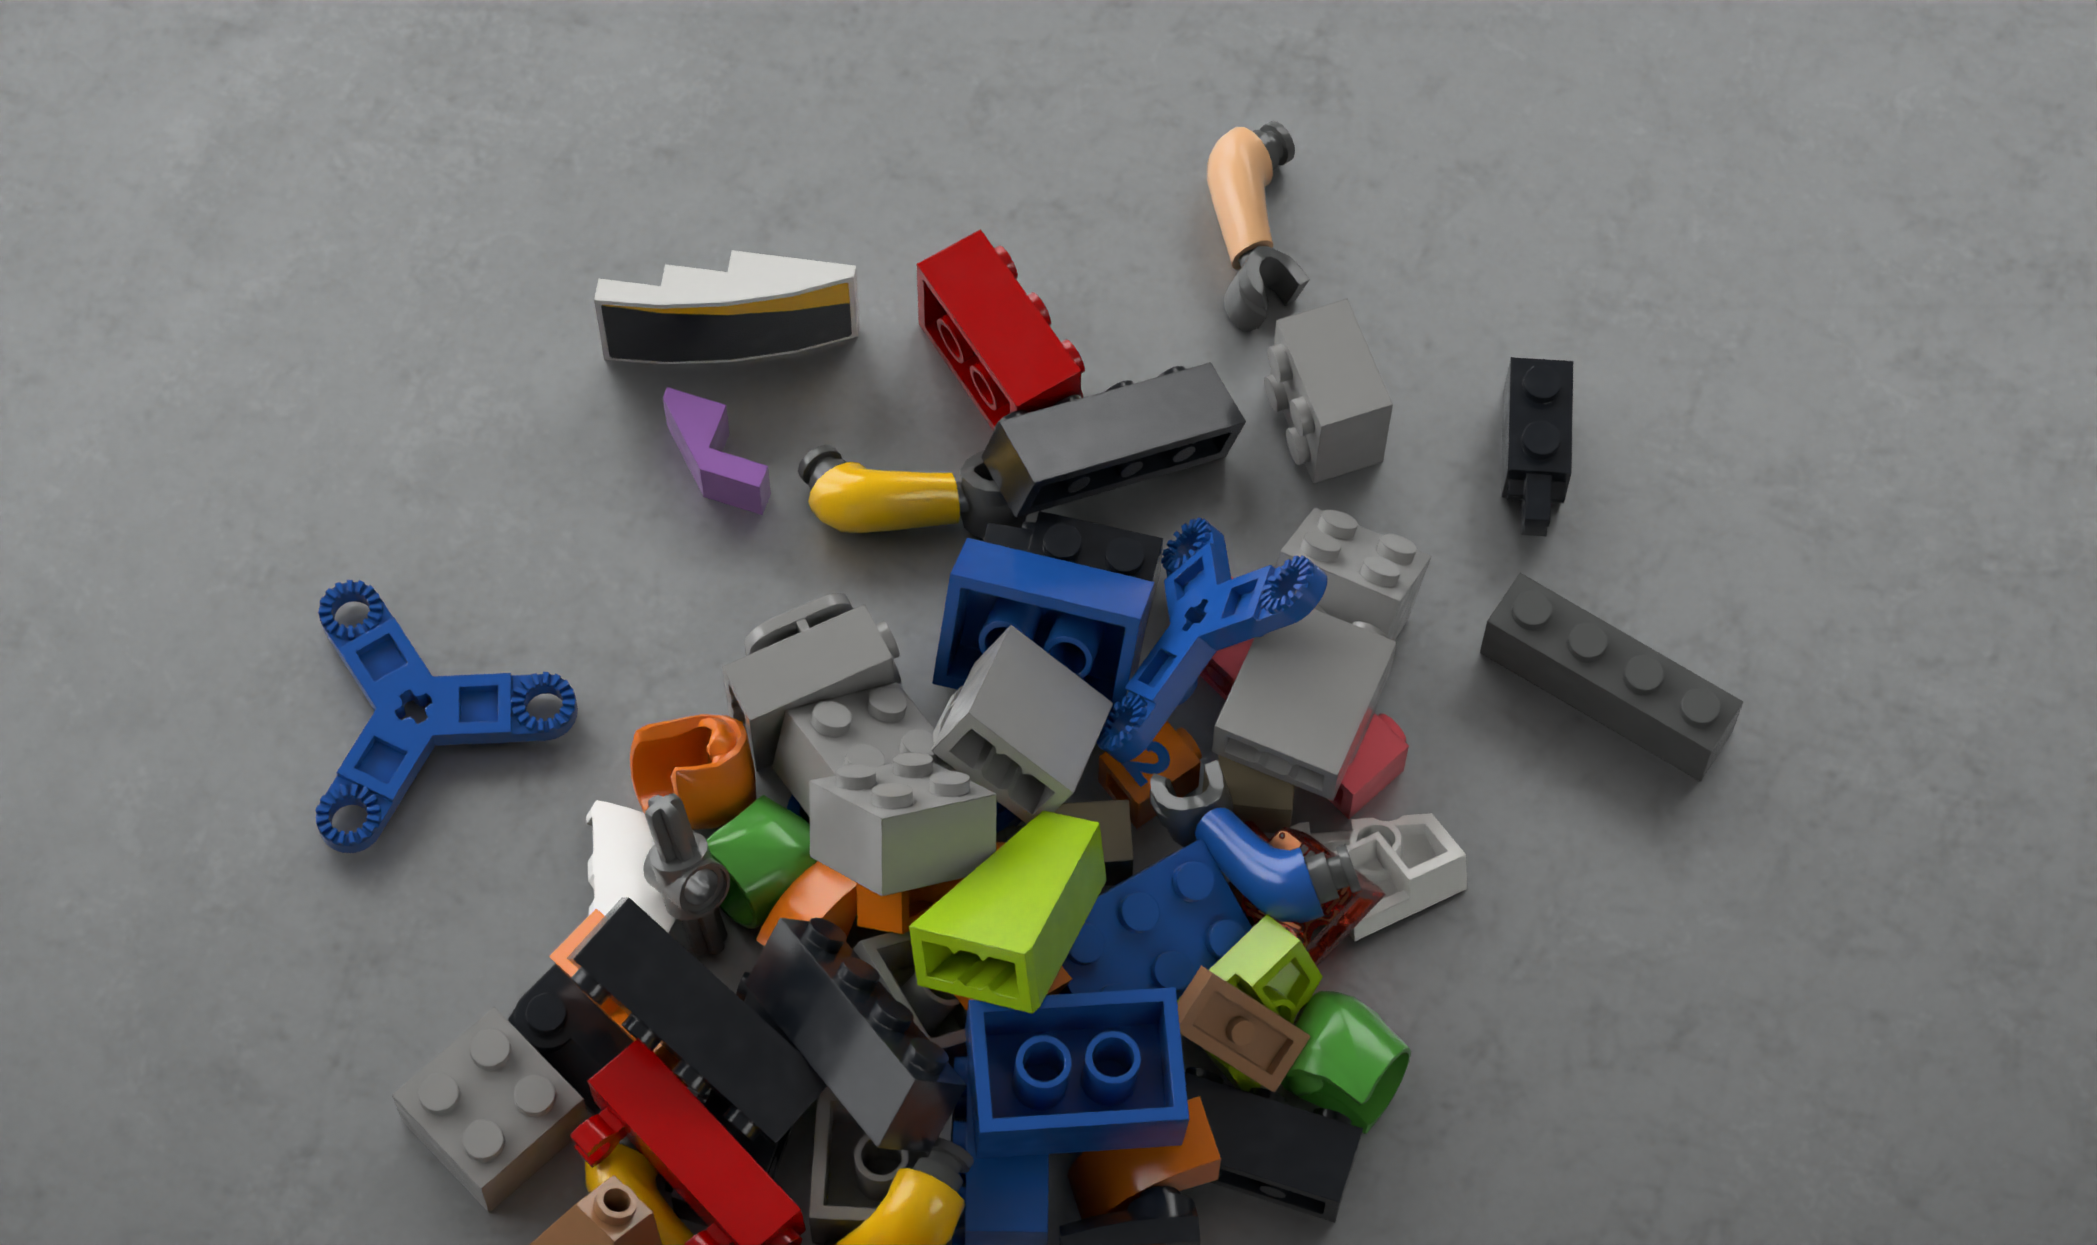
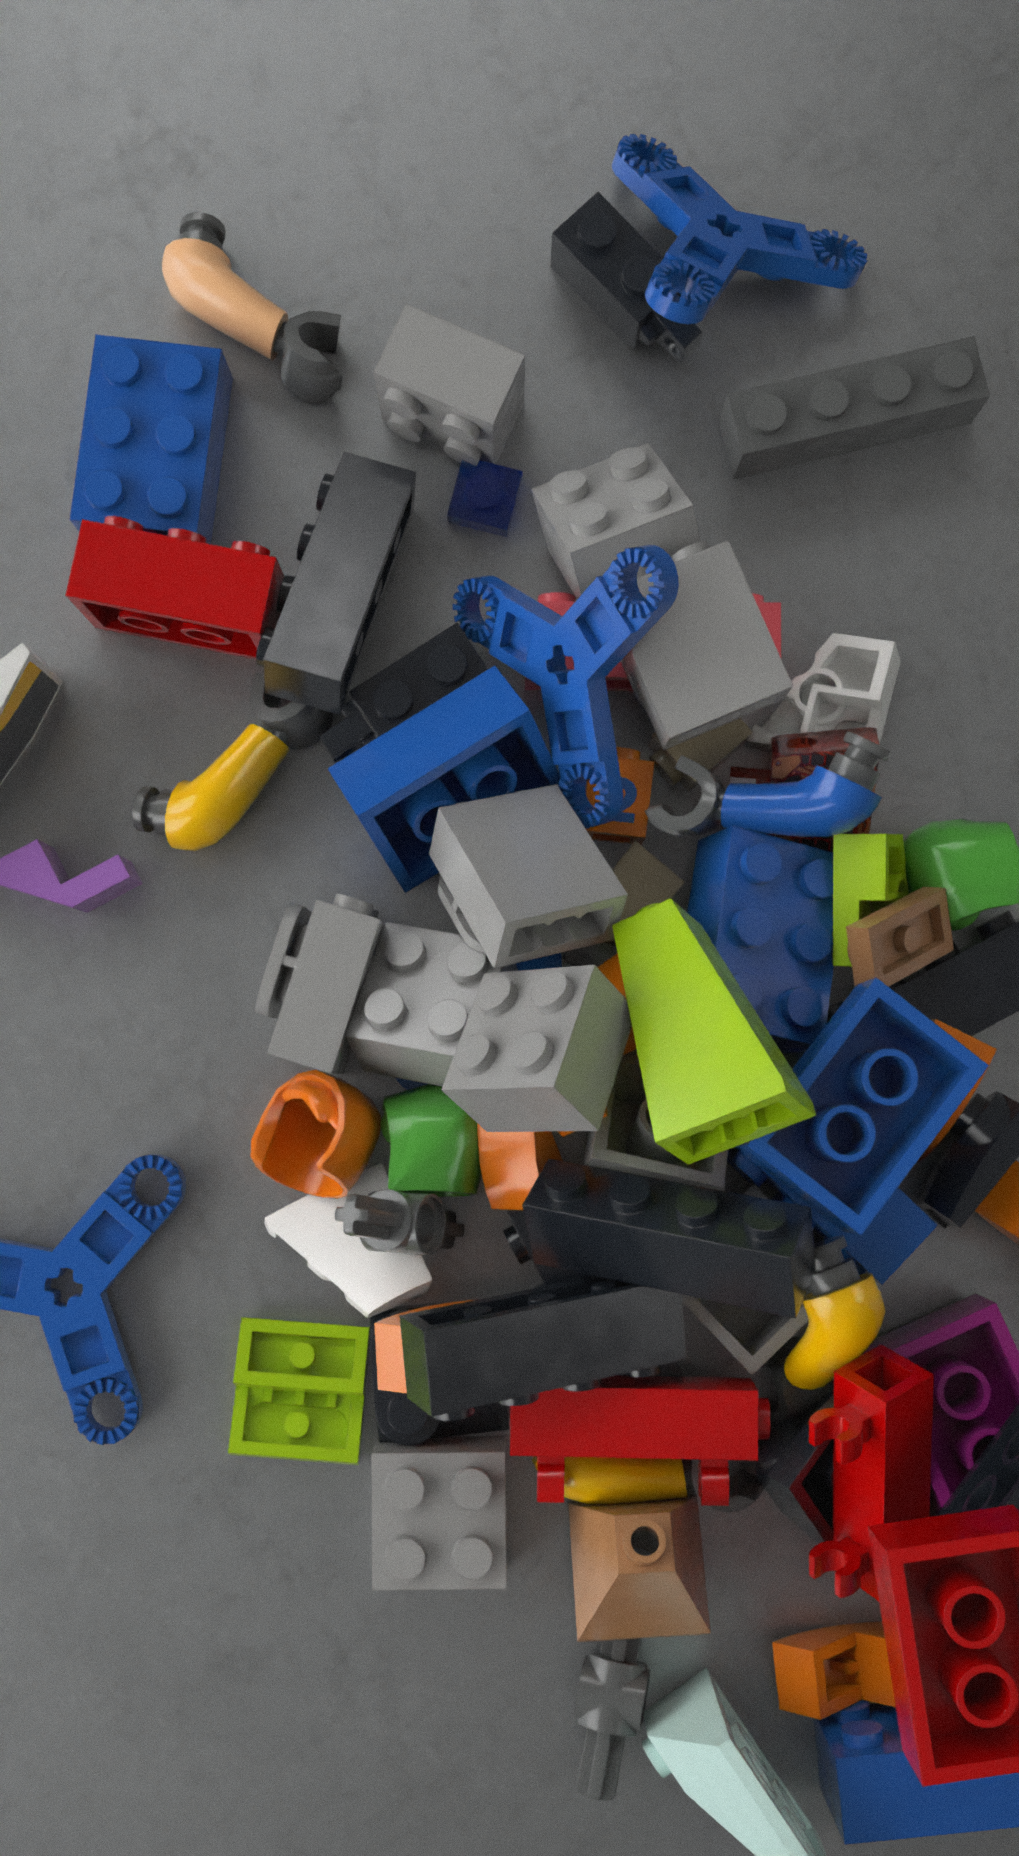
camera: 45 degrees left, 20 degrees up
(483, 940) = (299, 1391): none -> lime slope
(1095, 236) = (152, 435): none -> blue brick
(1283, 493) = (485, 497): none -> clear blue plate
(1601, 466) = (719, 240): none -> blue piece

